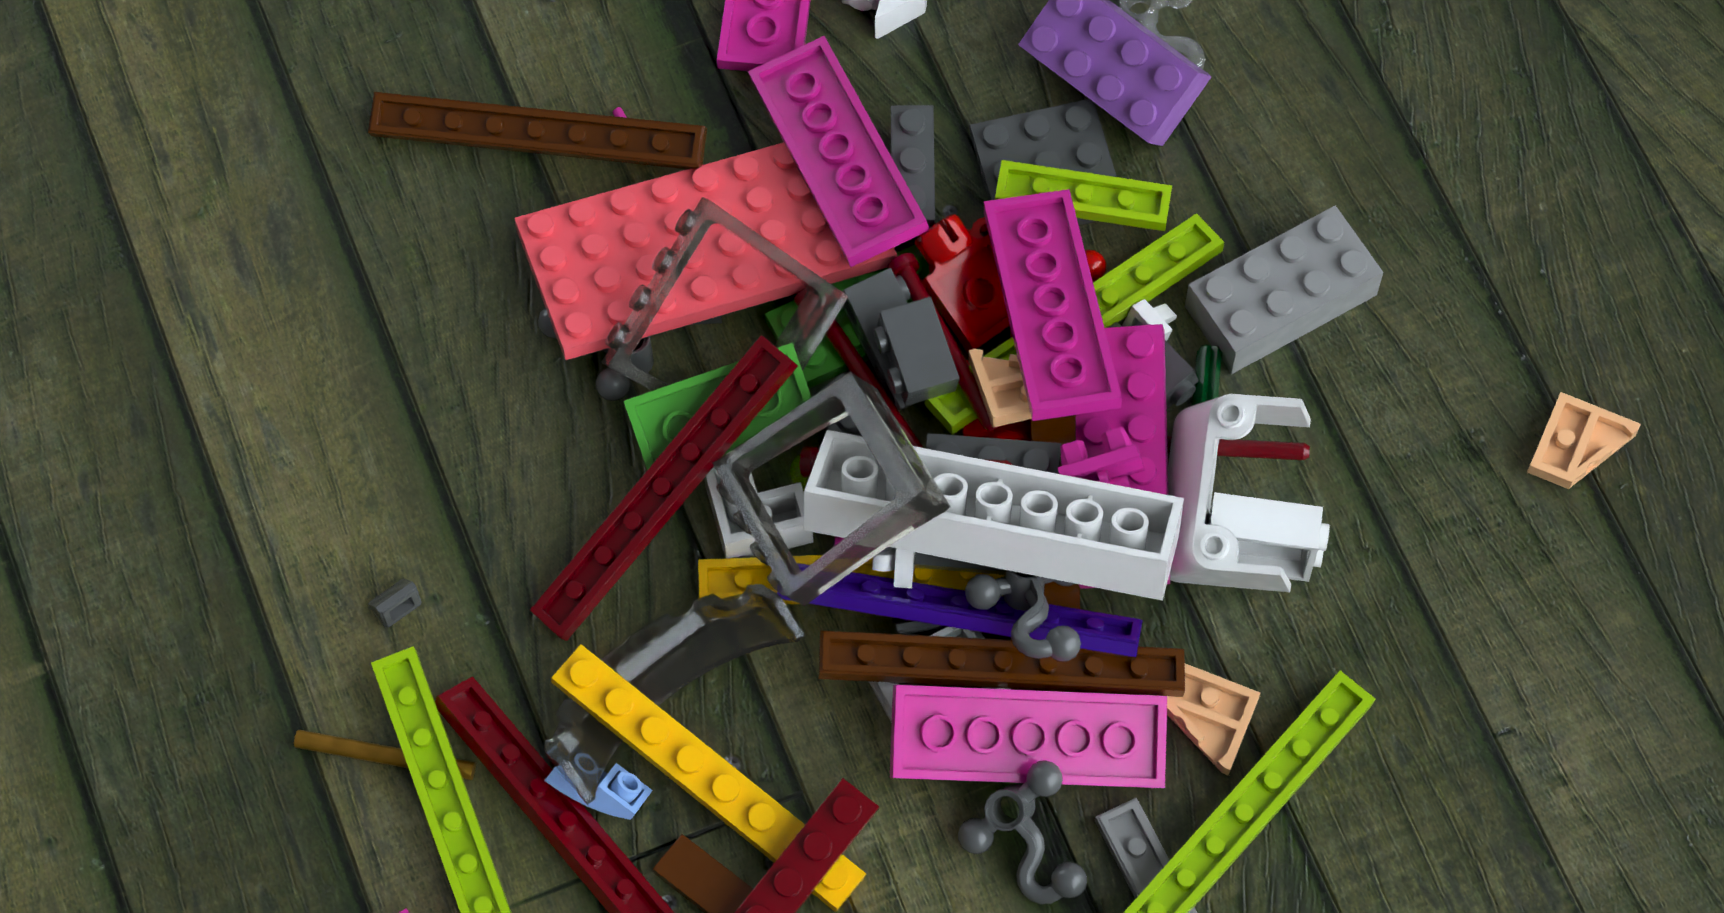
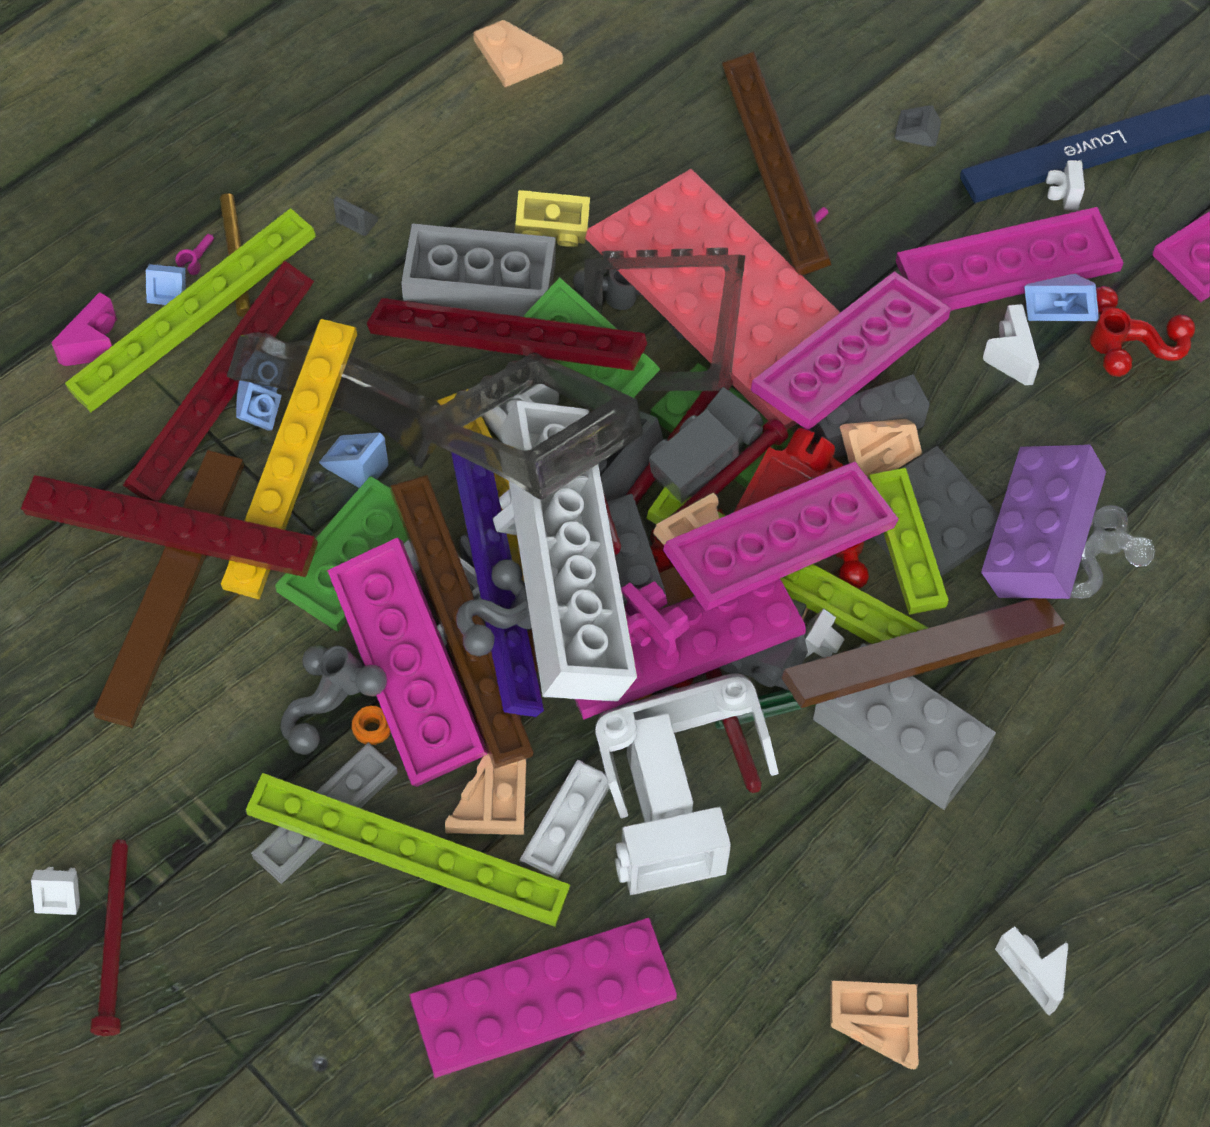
camera: 65 degrees right, 5 degrees down
(237, 346) = (515, 53): none -> light nougat wing
(363, 798) = (193, 256): none -> dark pink hand
(401, 843) = (164, 283): none -> light blue tile
(510, 388) = (553, 216): none -> light yellow brick
(551, 490) = (477, 269): none -> light grey brick
(734, 710) = (357, 457): none -> light blue slope
(849, 737) = (360, 526): none -> bright green plate
(956, 177) = (881, 444): none -> light nougat wing
(1077, 794) = (369, 715): none -> orange plate
(1224, 234) = (921, 651): none -> reddish brown tile
(1258, 651) = (566, 821): none -> white tile
(1349, 554) = (673, 851): none -> white window
(1444, 746) = (542, 997): none -> dark pink plate
(1588, 279) = (1040, 976): none -> white slope

